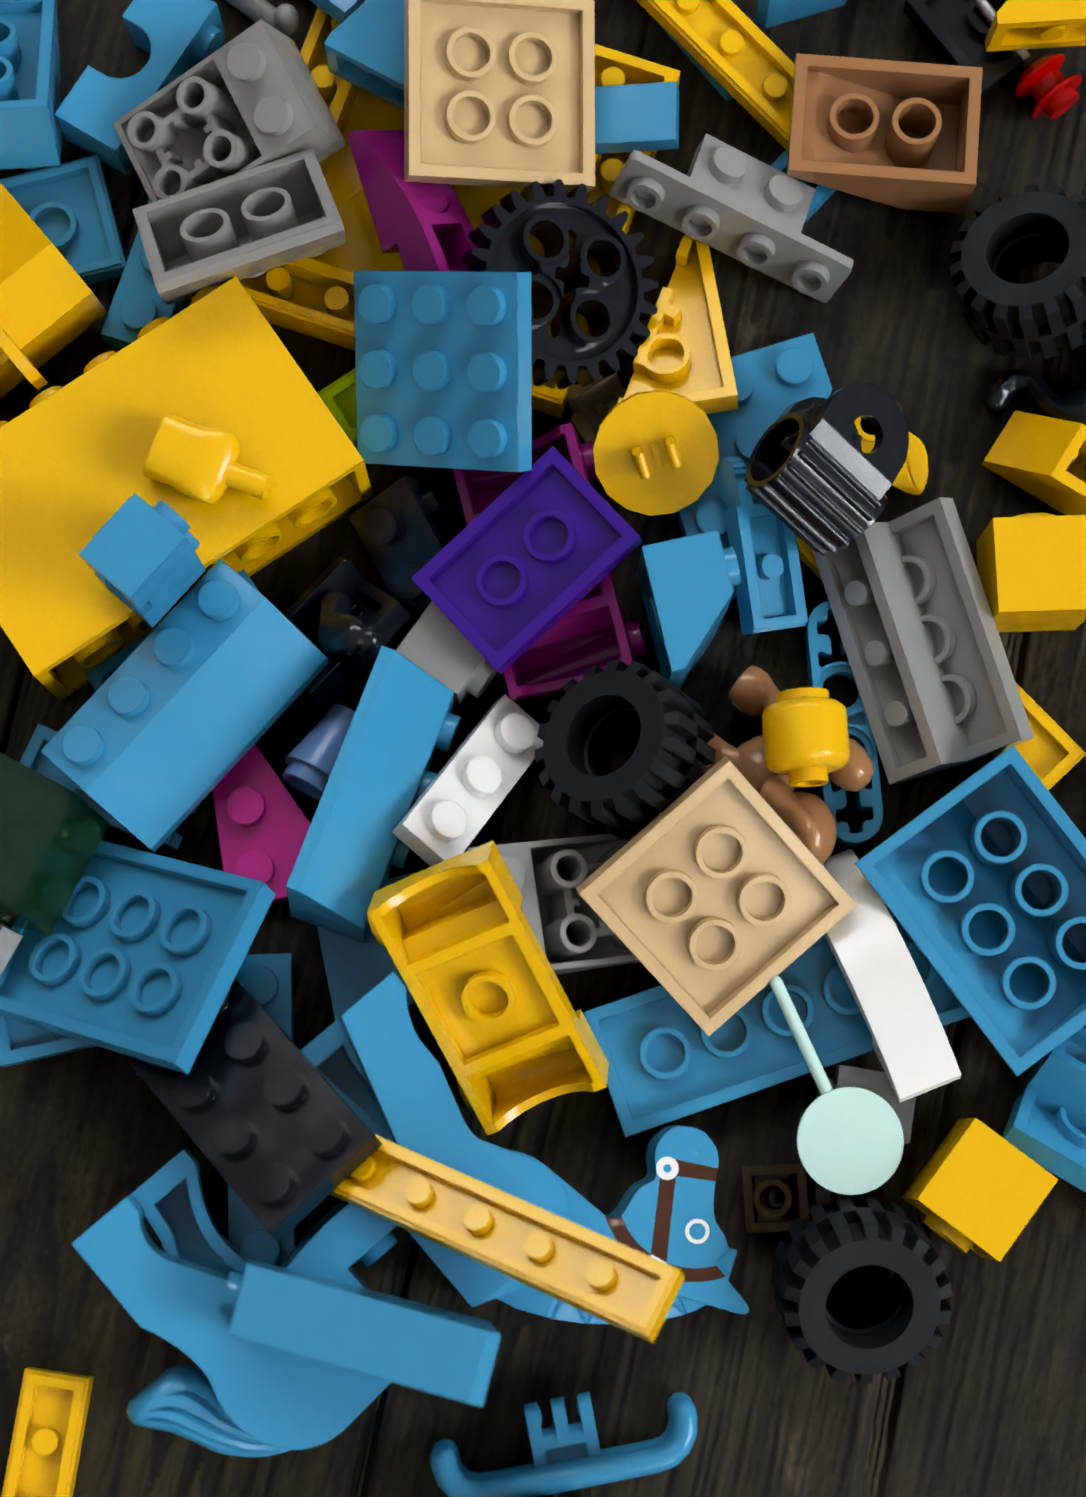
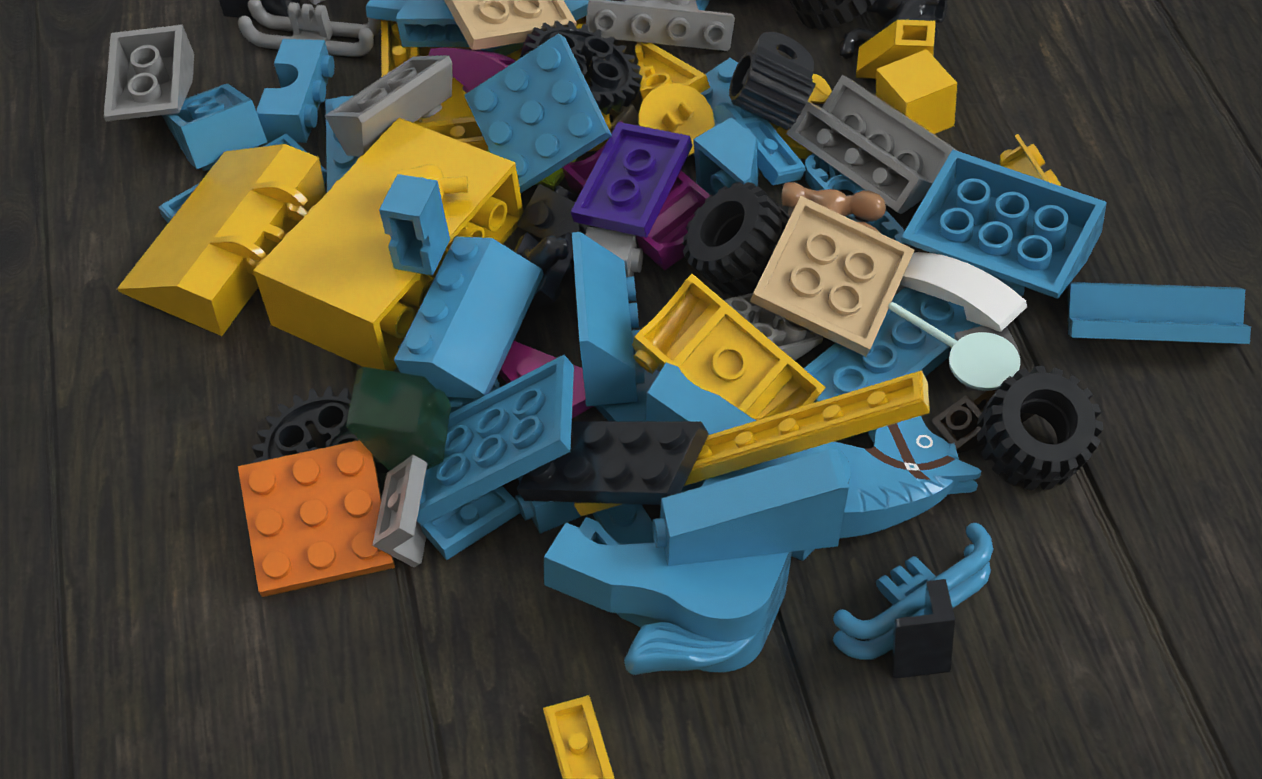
camera: 20 degrees left, 30 degrees down
(229, 115) = (352, 64): light grey slope -> none
(317, 752) = (562, 331): medium blue cone -> none
(471, 784) = (656, 290): white plate -> none
(805, 736) = (836, 183): yellow head -> none
(979, 1190) = (1080, 349): yellow head -> none

